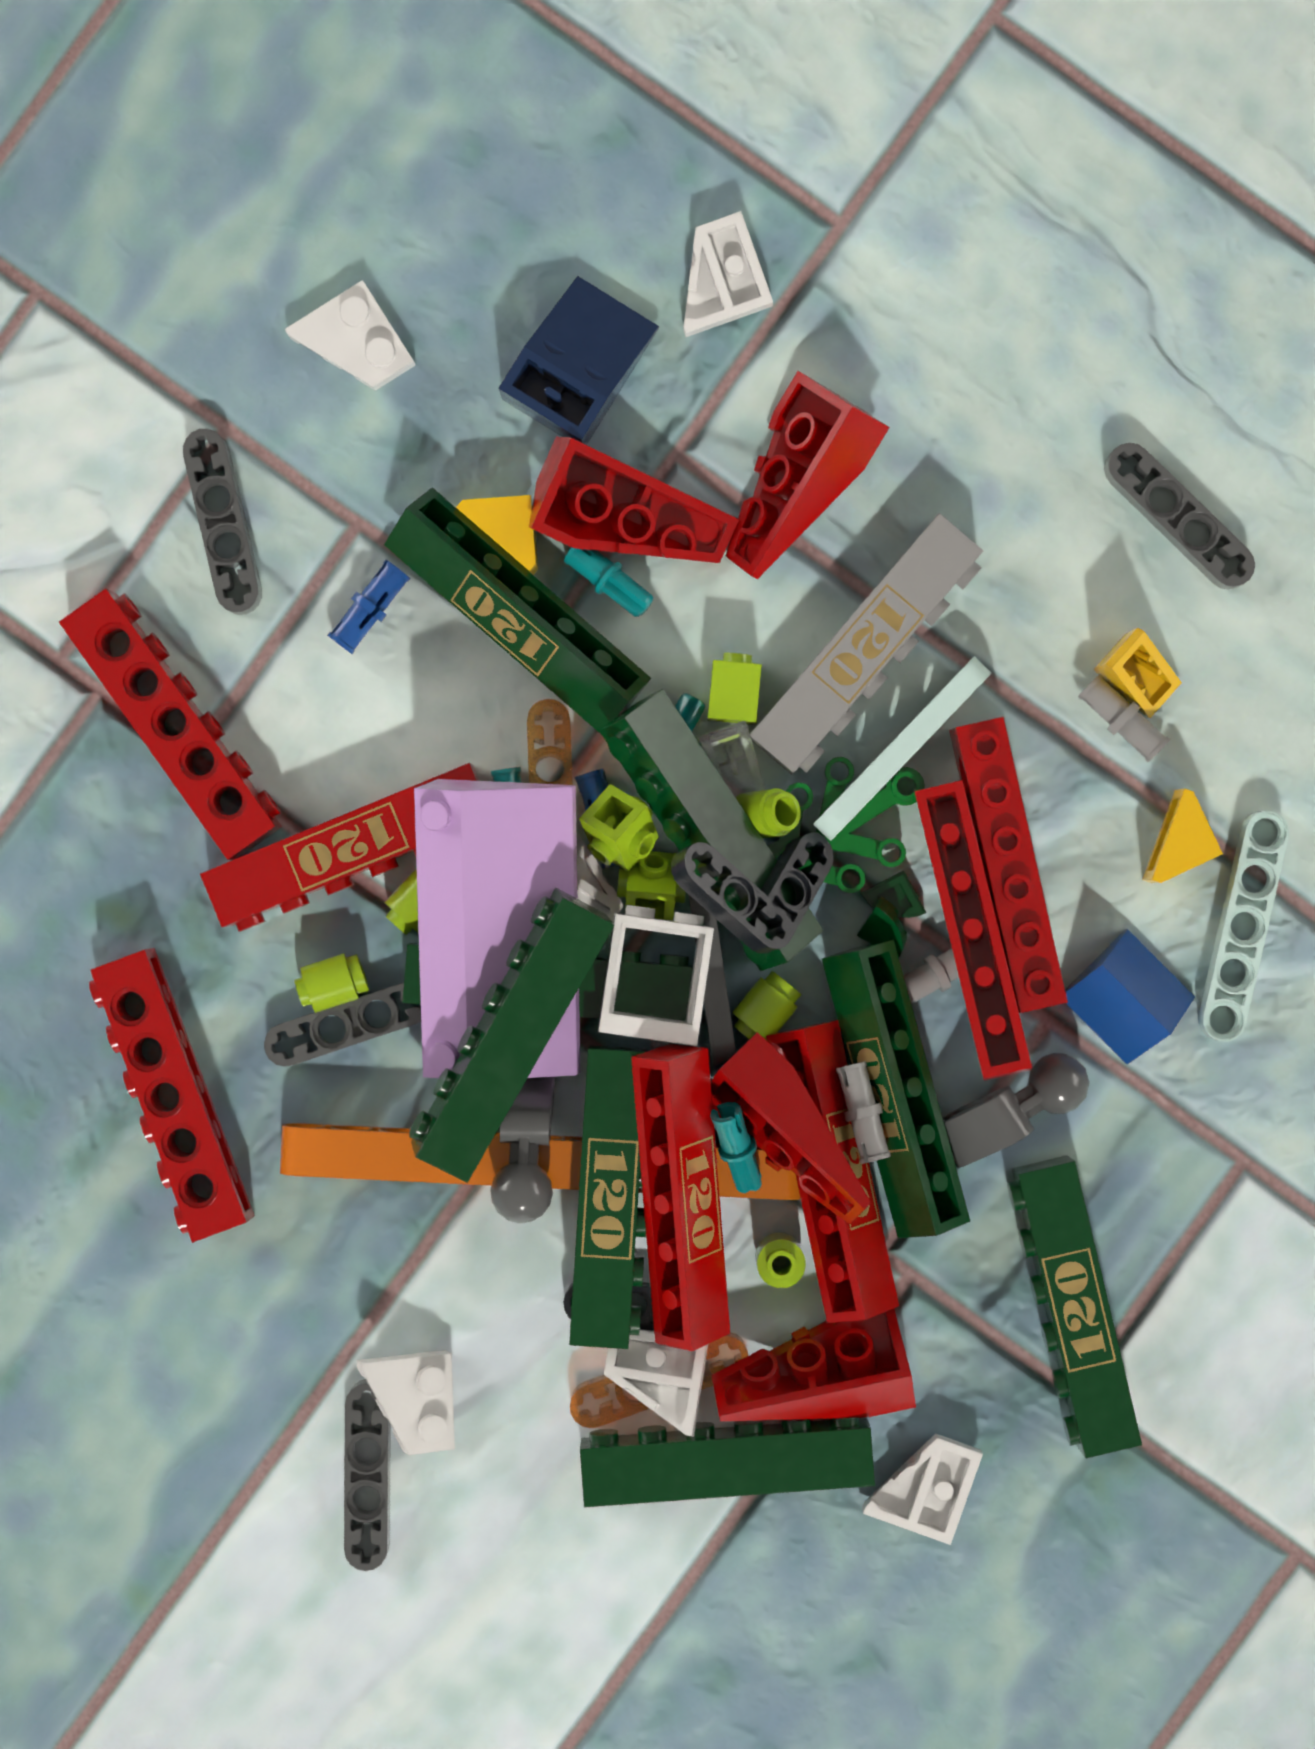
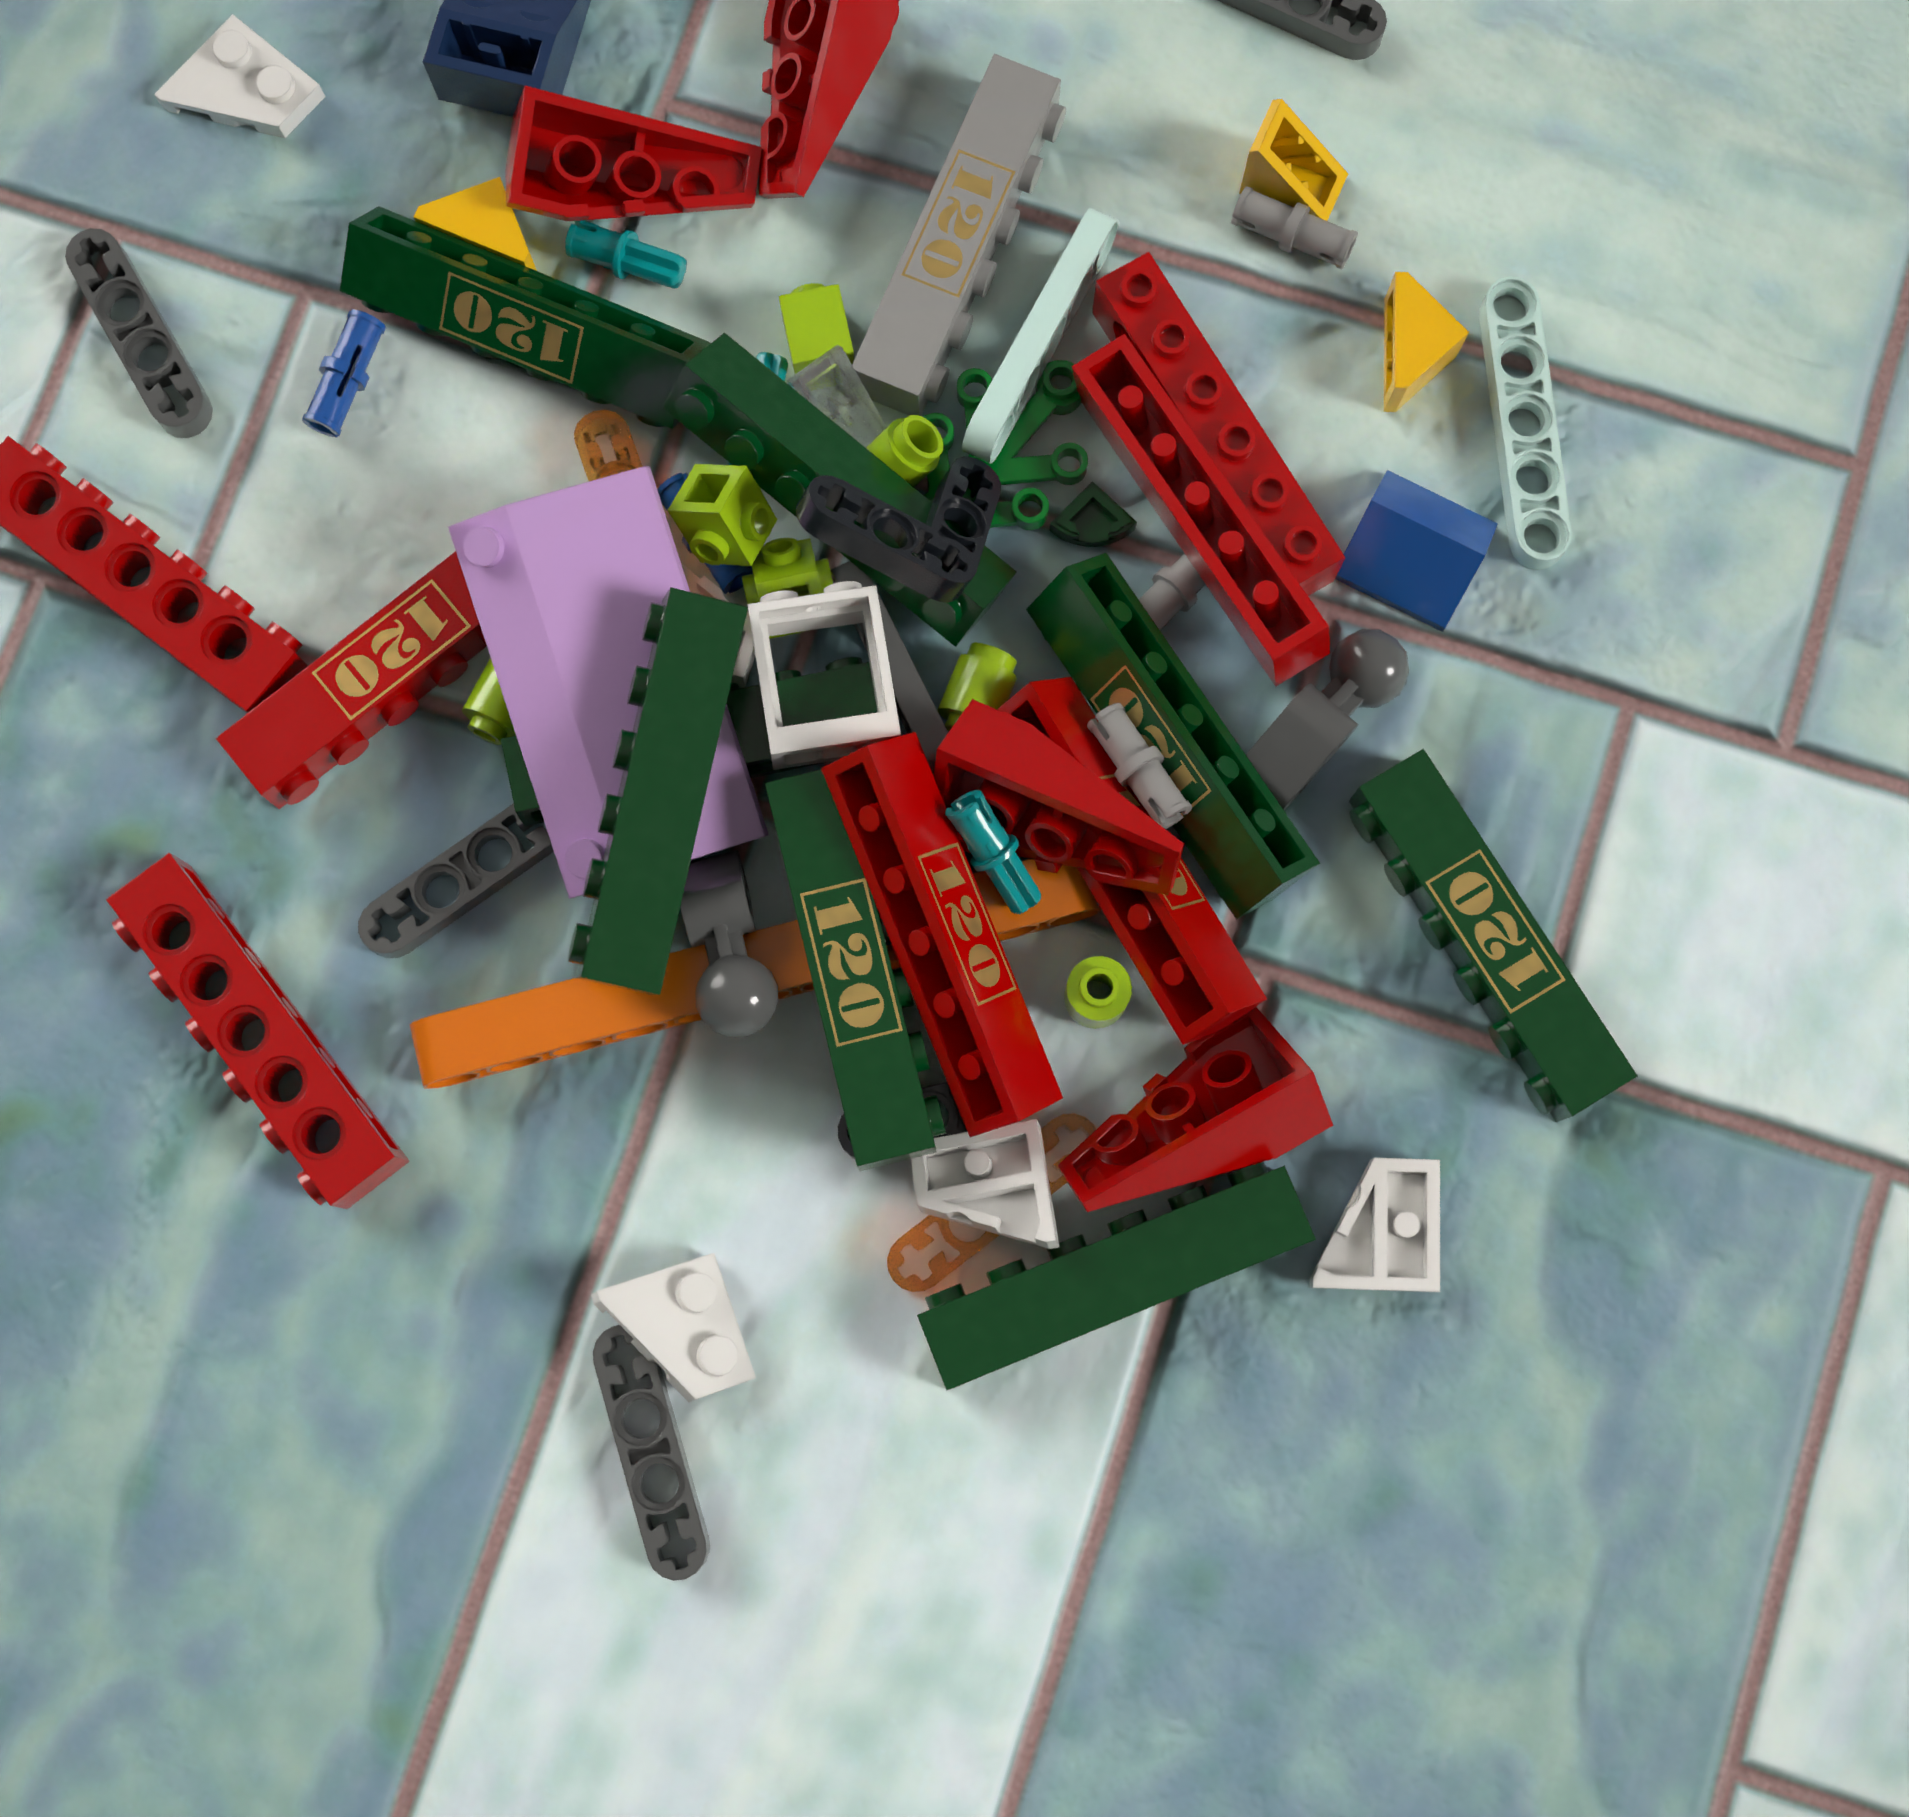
camera: 15 degrees left, 10 degrees down
(331, 982) = (423, 829): lime brick -> none
(883, 926) = (1089, 540): dark green tile -> none

